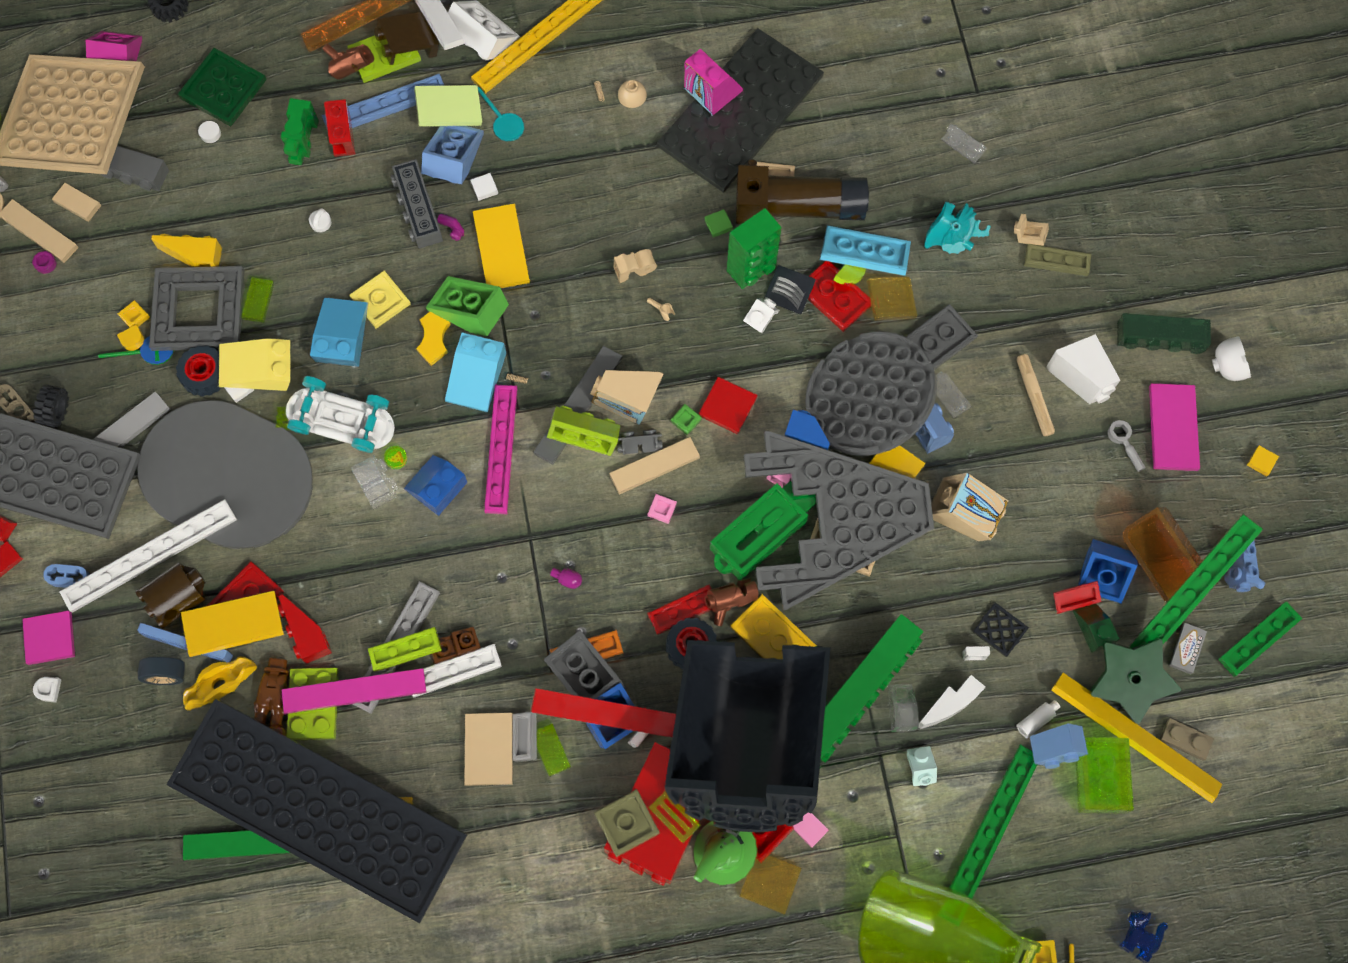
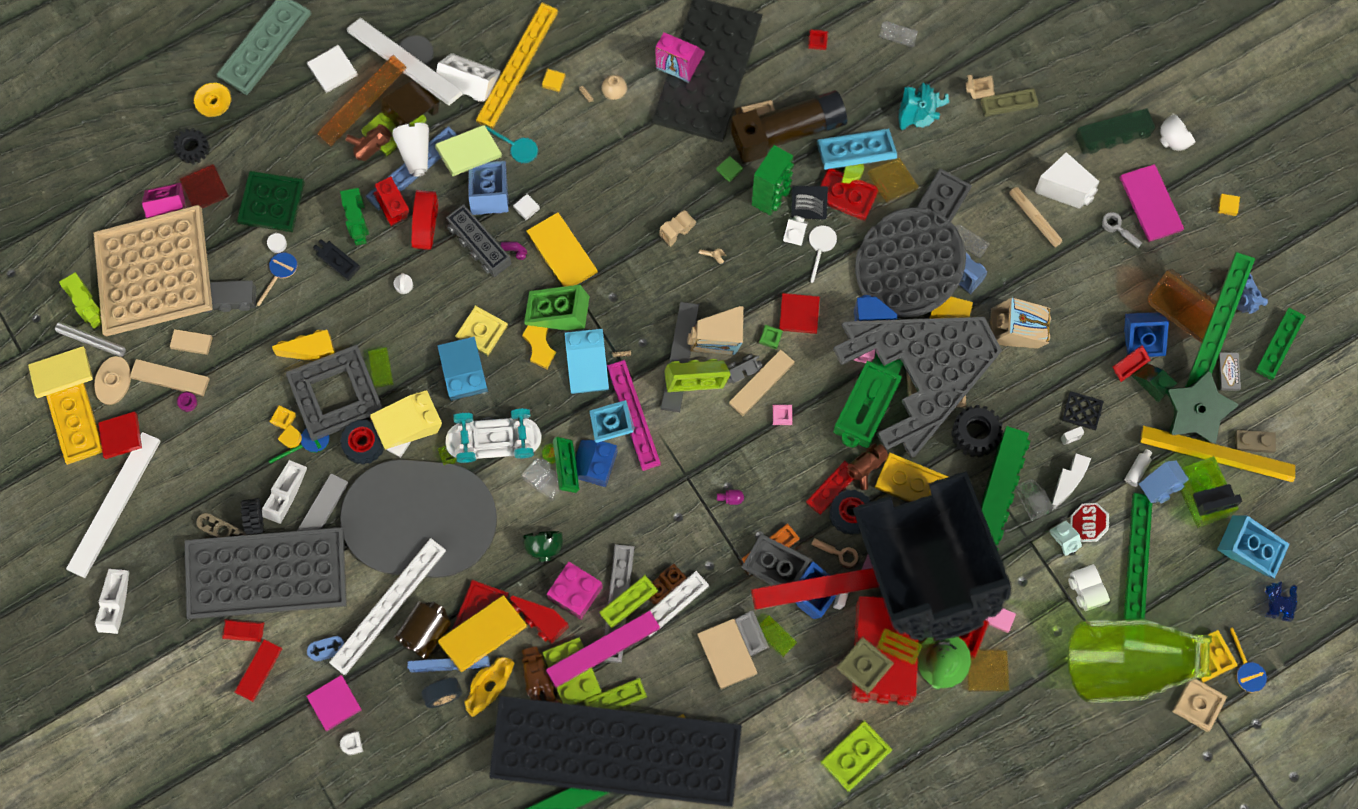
camera: 20 degrees left, 0 degrees up
(97, 393) = (284, 492): none -> white slope
(162, 49) = (204, 187): none -> clear red tile
(203, 158) = (281, 266): none -> blue piece
(262, 171) = (336, 259): none -> black hinge
(341, 552) = (543, 544): none -> dark green cylinder
(349, 749) = (618, 696): none -> lime tile
(352, 615) = (574, 590): none -> dark pink brick
(369, 160) = (424, 219): none -> red beam
(390, 80) = (413, 147): none -> white cone
(402, 475) = (566, 465): none -> green tile
(470, 446) = (611, 421): none -> medium azure slope
(571, 64) = (553, 80): none -> yellow tile
(582, 920) = (856, 756): none -> lime tile
(653, 678) = (832, 550): none -> light nougat piece
(787, 335) = (821, 239): none -> white piece
(873, 120) = (818, 40): none -> red tile
(877, 591) = (984, 418): none -> black tyre
(924, 833) = (1089, 588): none -> white brick
(956, 758) = (1090, 522): none -> piece
(1110, 789) = (1216, 499): none -> black panel
(1135, 859) = (1253, 545): none -> dark azure slope

